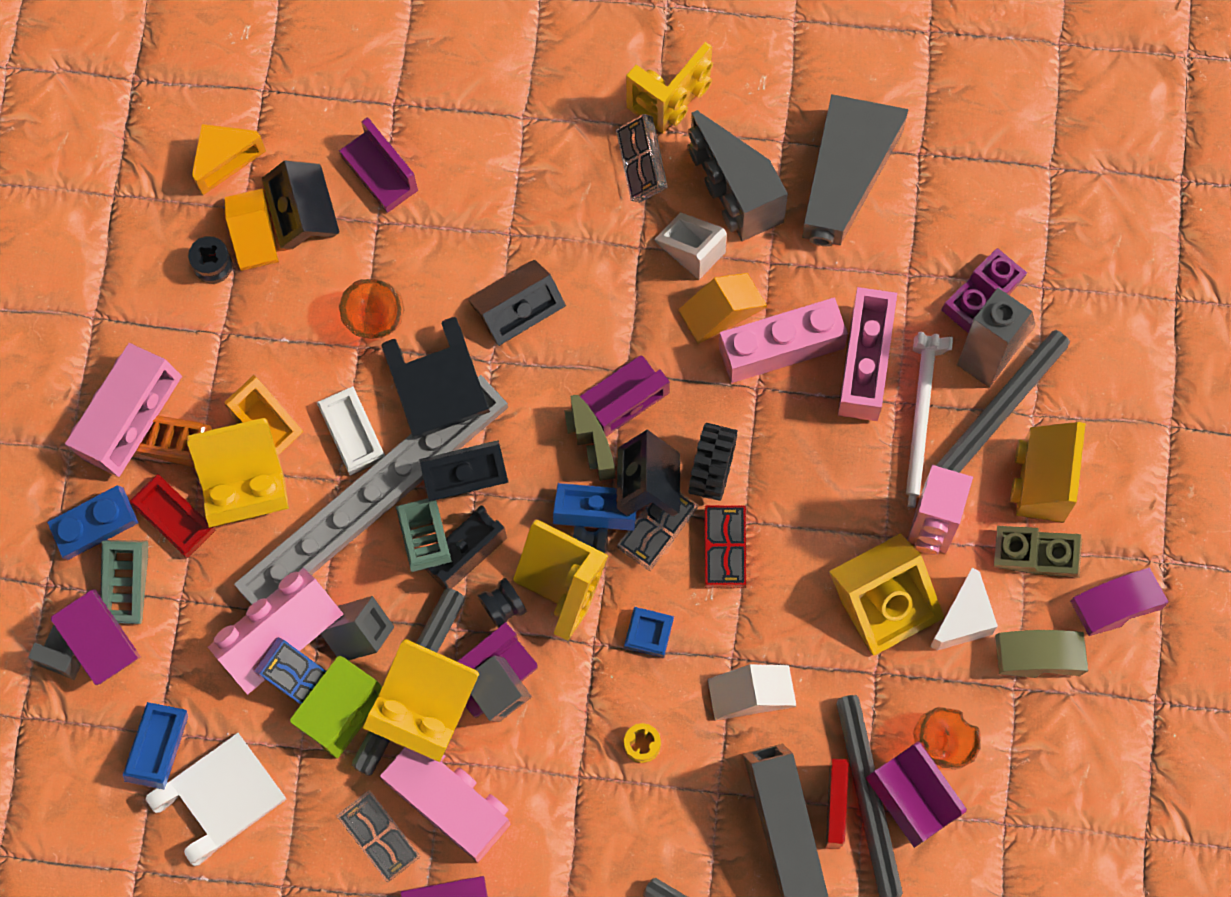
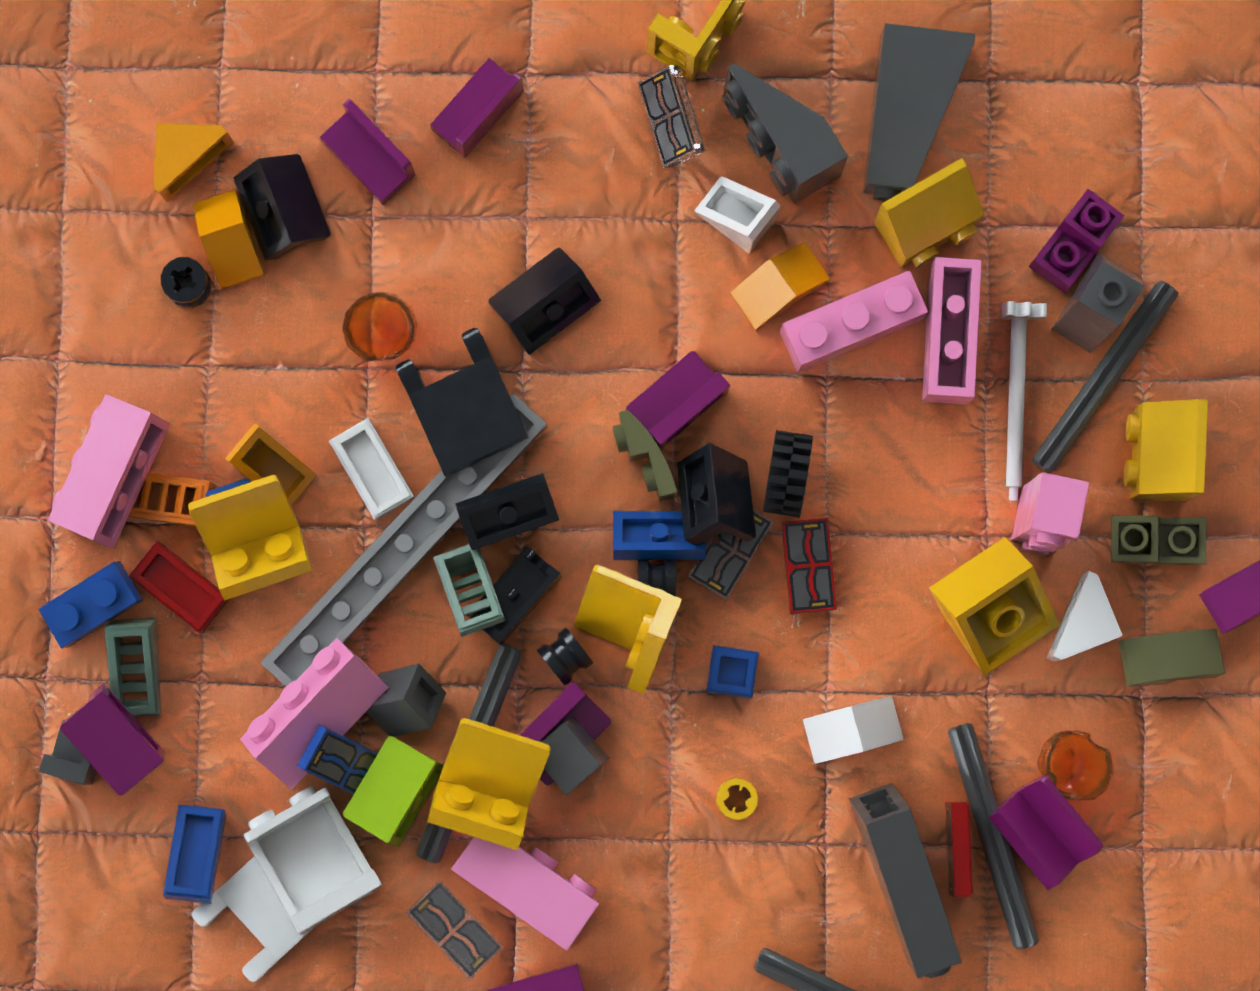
camera: 10 degrees left, 10 degrees up
(257, 759) = (311, 859): none -> white panel
(477, 138) = (477, 107): none -> magenta panel
(857, 254) = (930, 215): none -> yellow slope

